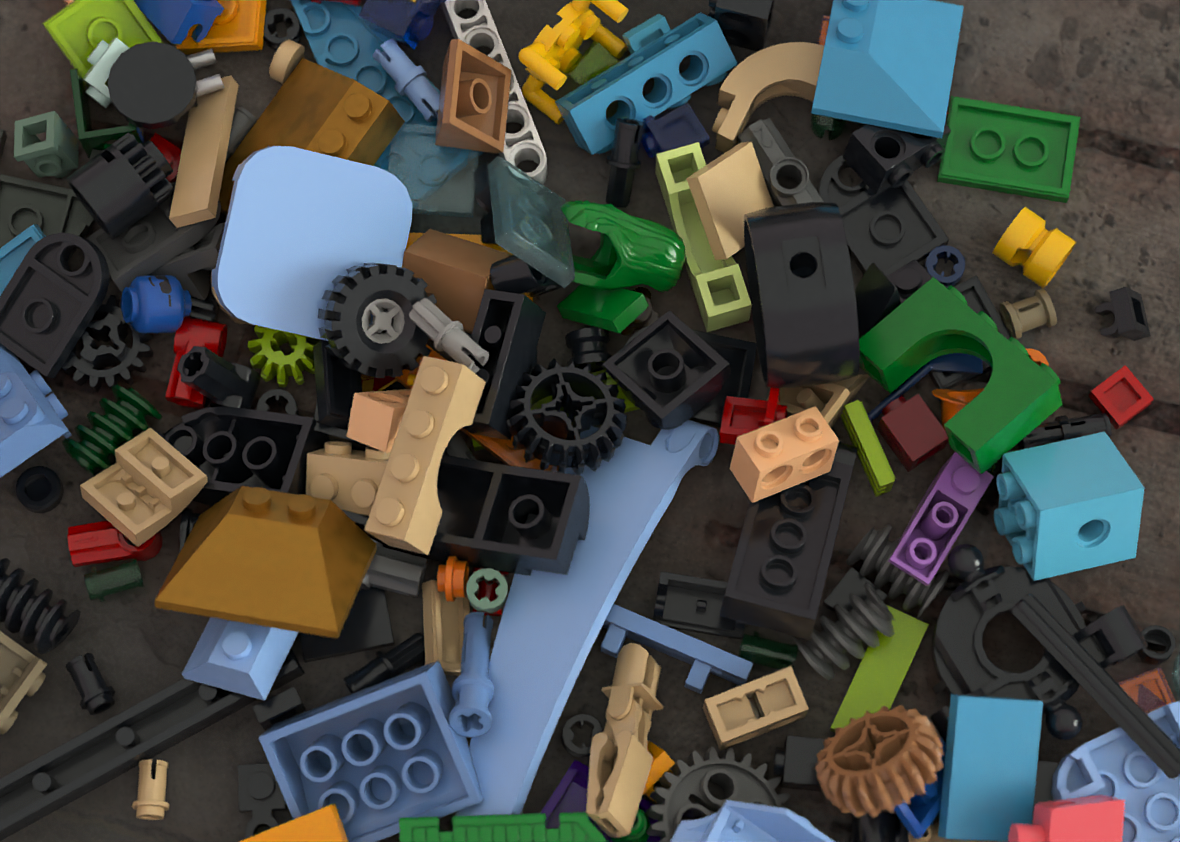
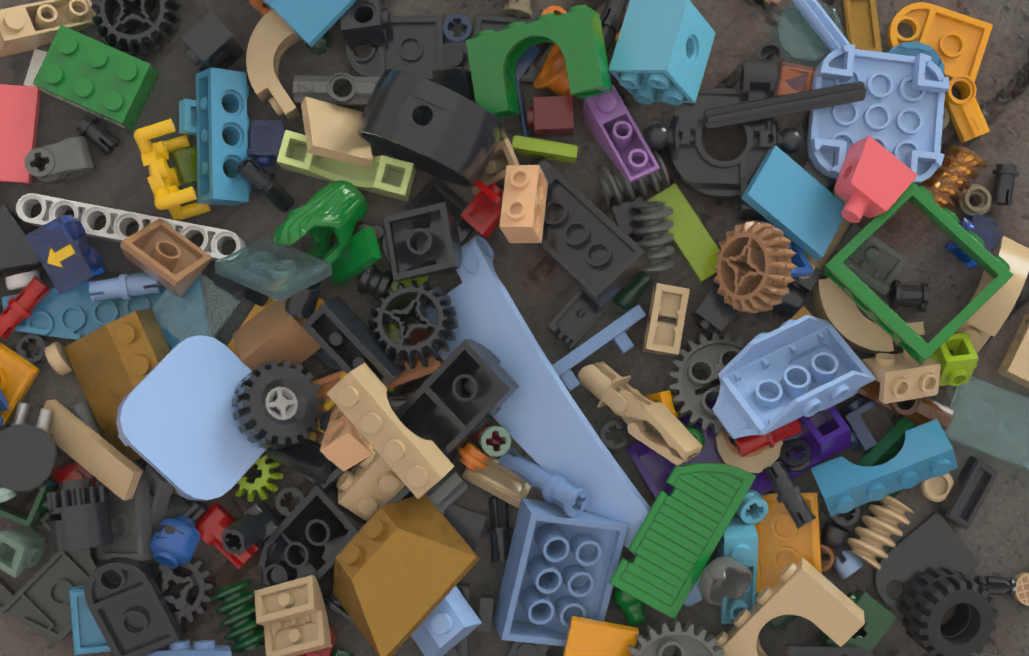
camera: 65 degrees left, 10 degrees up
(447, 334) = (318, 368): light grey axle -> none

